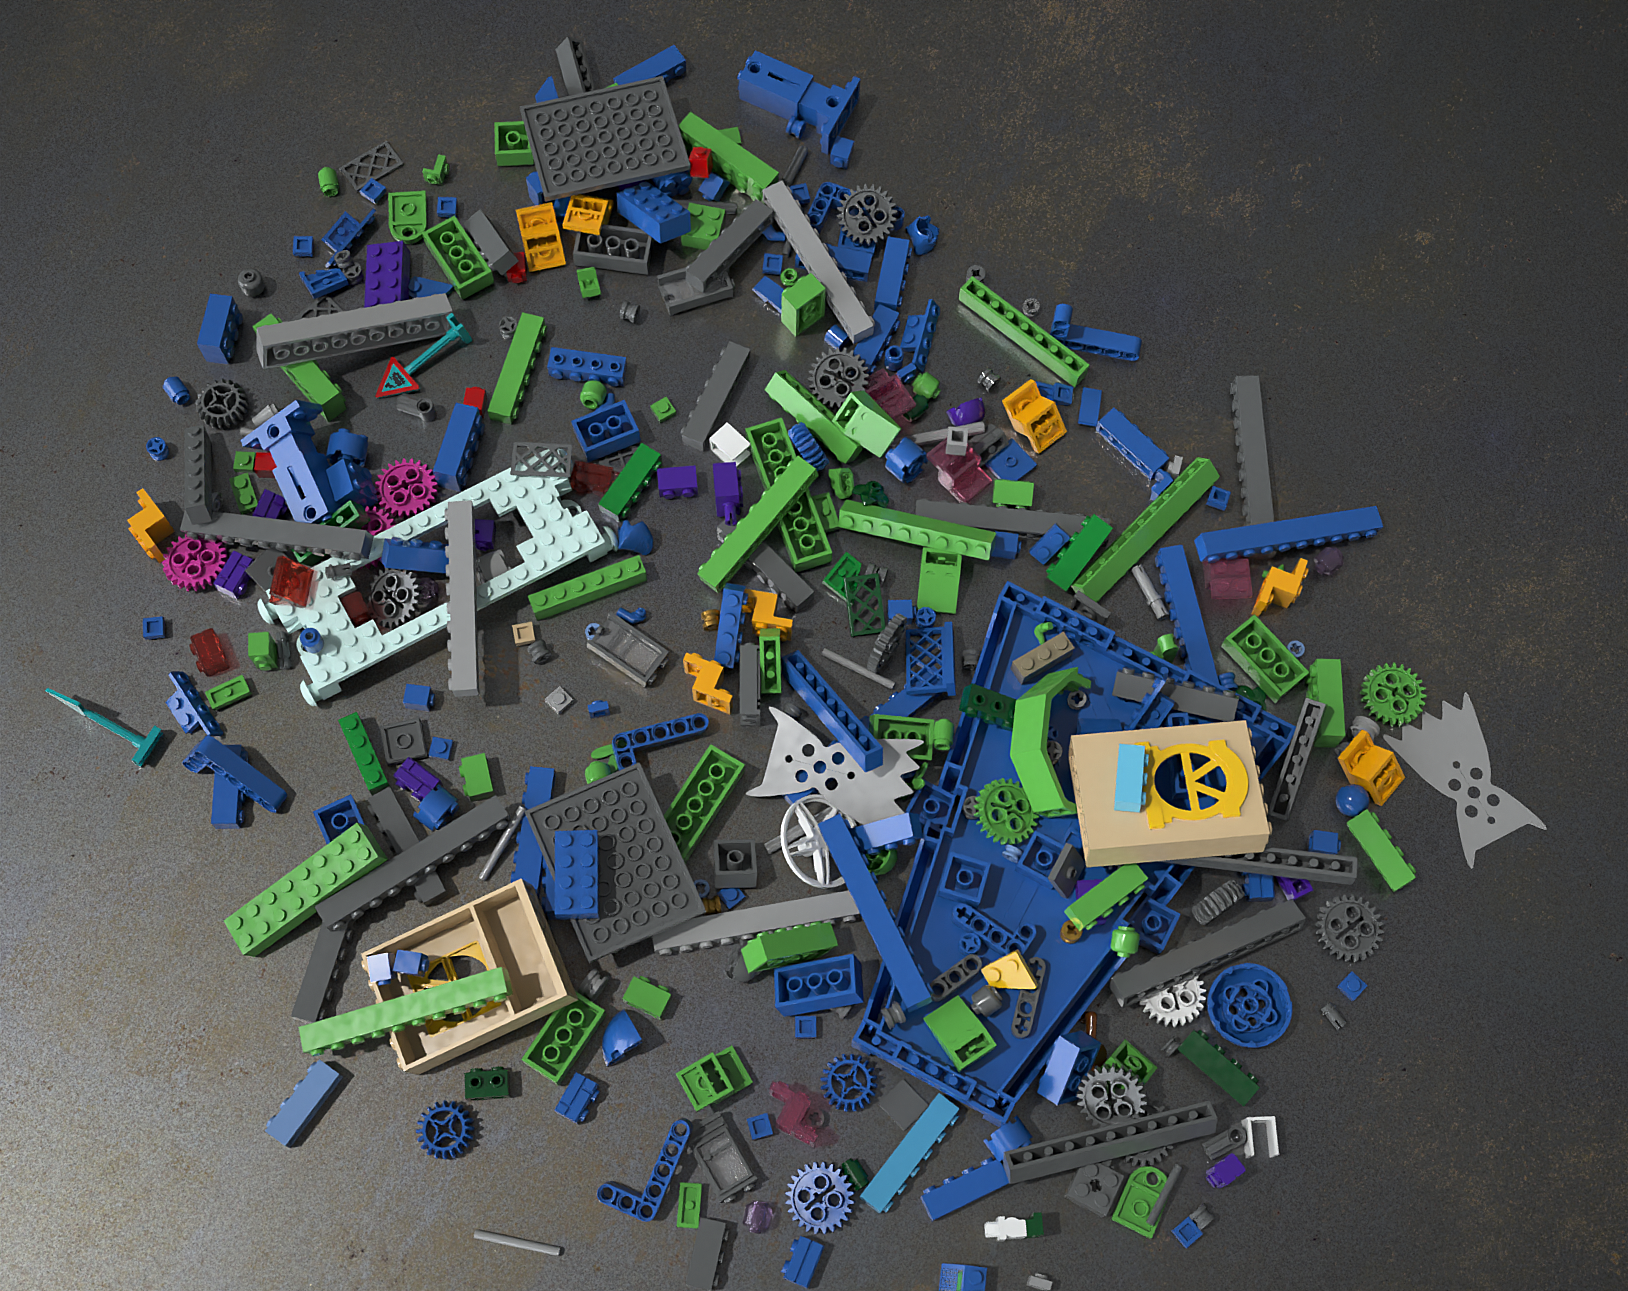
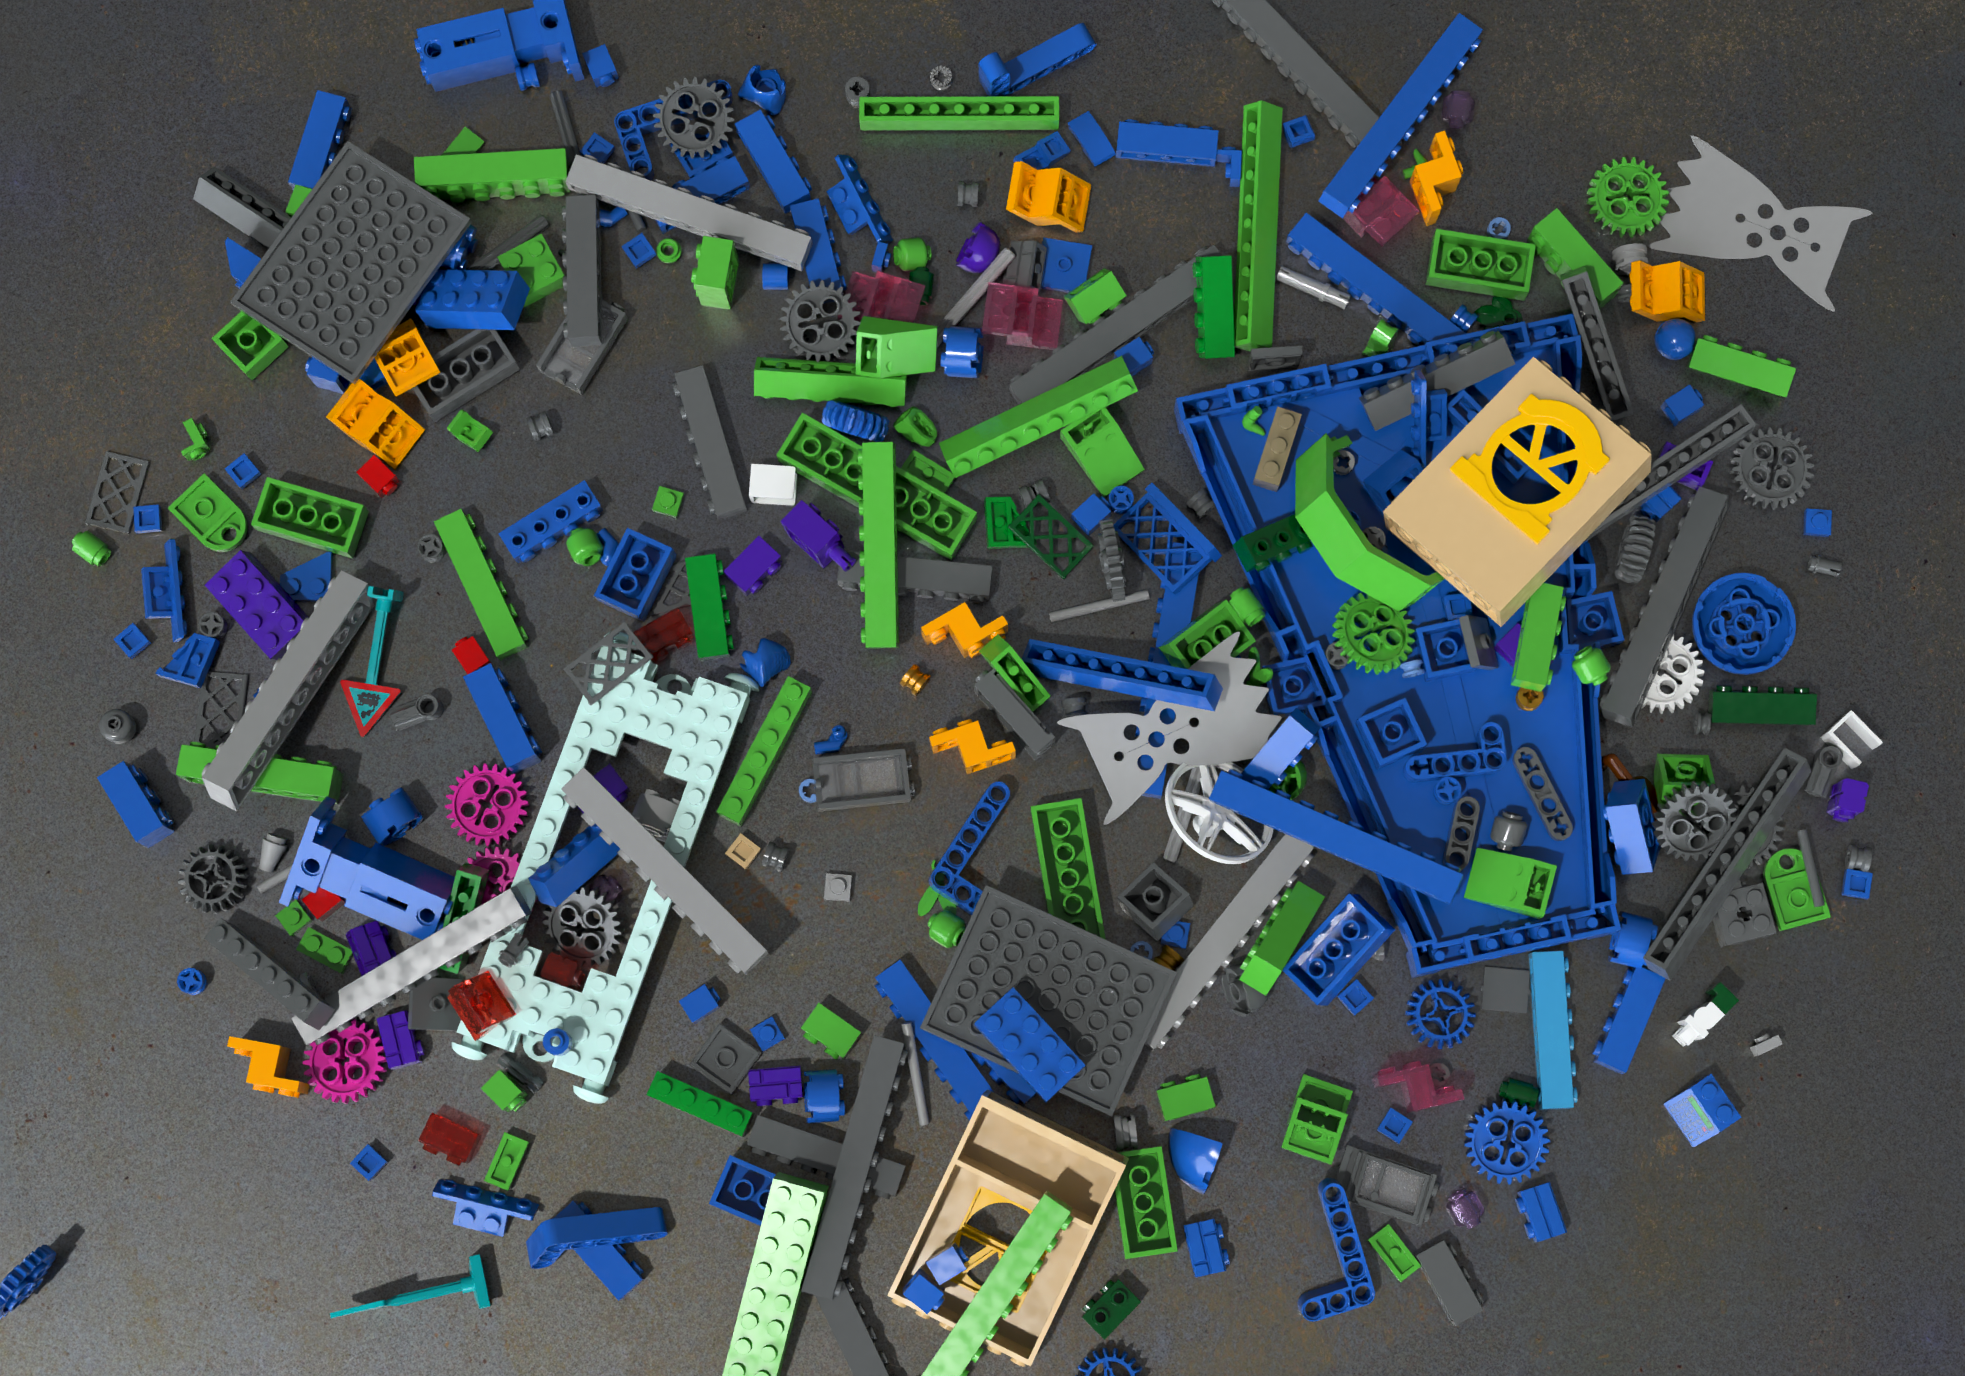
camera: 35 degrees left, 10 degrees up
(176, 390) = (151, 905): blue brick -> none
(343, 259) = (187, 617): dark grey bush -> none
(351, 483) = (434, 850): blue brick -> none
(490, 242) = (332, 474): dark grey brick -> none
(598, 709) = (885, 862): blue plate -> none
(701, 162) = (474, 204): red brick -> none
(713, 187) = (503, 216): blue brick -> none
(729, 625) = (944, 672): blue brick -> none
(770, 292) = (667, 283): blue slope -> none
(871, 493) = (958, 415): dark green plate -> none
(893, 1015) = (1440, 920): dark grey wheel -> none
(894, 358) = (851, 245): blue brick -> none
(956, 441) = (1004, 294): light grey brick -> none
(1009, 972) = (1508, 786): yellow wing -> none
(1049, 543) = (1177, 320): blue plate -> none
(1130, 778) = (1479, 509): medium azure brick -> none
(1174, 467) = (1230, 135): light grey plate -> none

